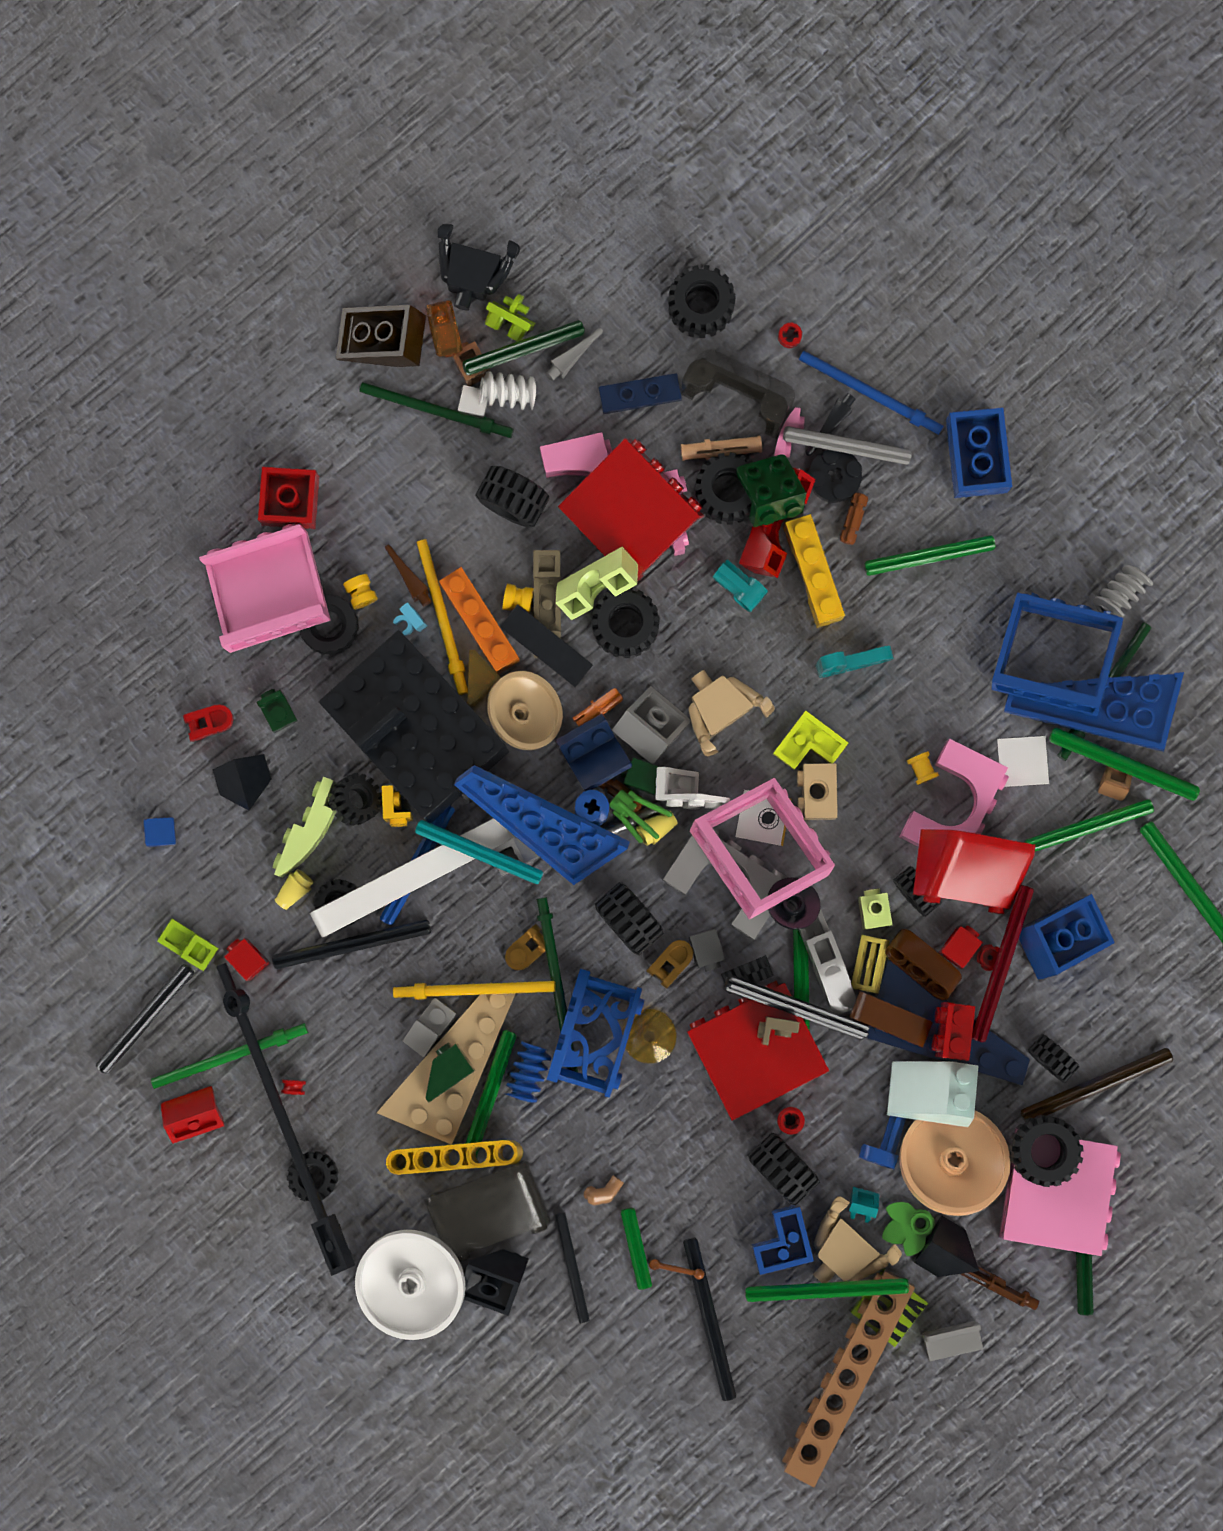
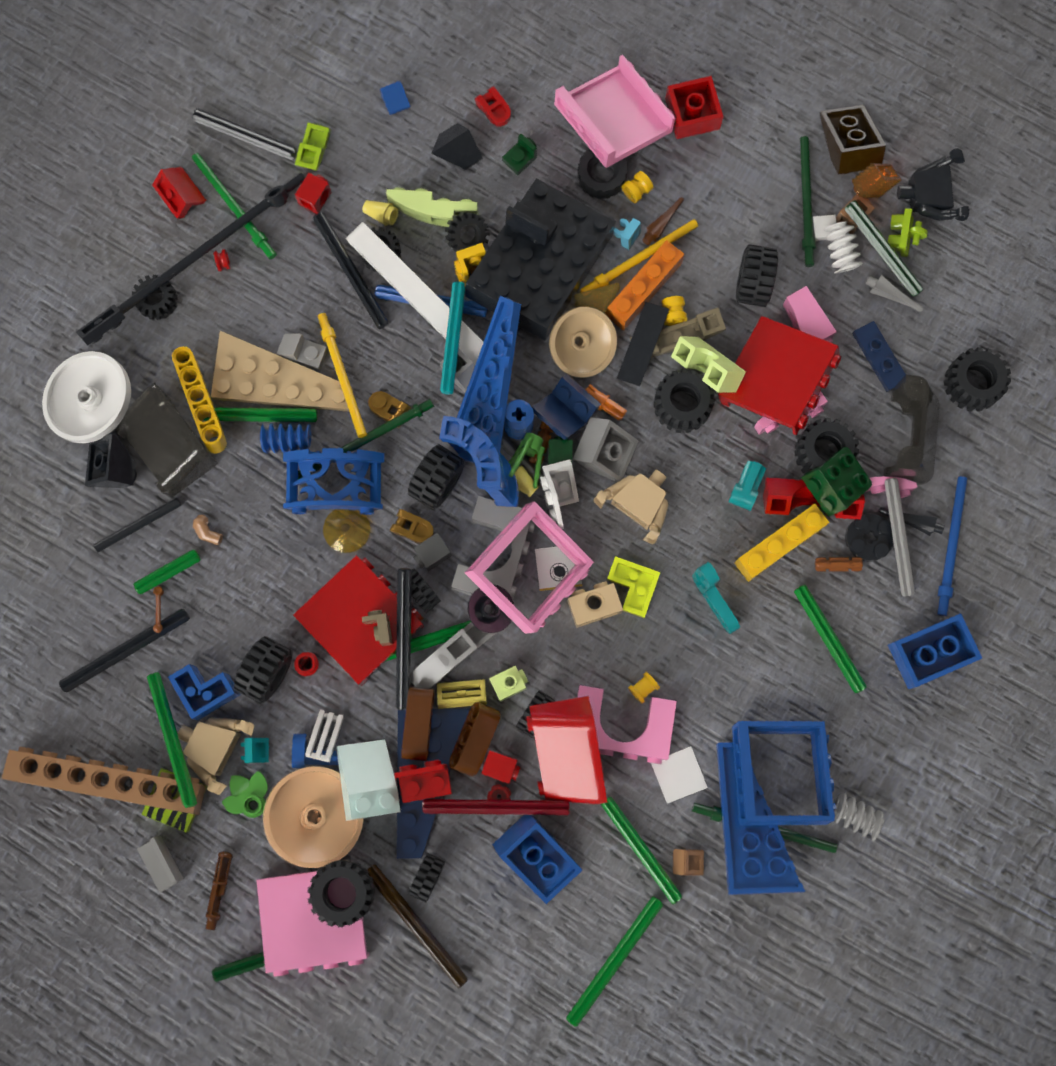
camera: 75 degrees right, 5 degrees down
(447, 1070) = (267, 371): dark green slope -> none
(640, 854) = (491, 467): none -> blue fence
(712, 448) = (870, 459): light nougat pin -> none
(784, 329) = (979, 457): red bush -> none
(851, 1112) = (329, 717): none -> white tile
(947, 1250) = (235, 835): black slope -> none
(1124, 764) = (705, 864): green axle -> none

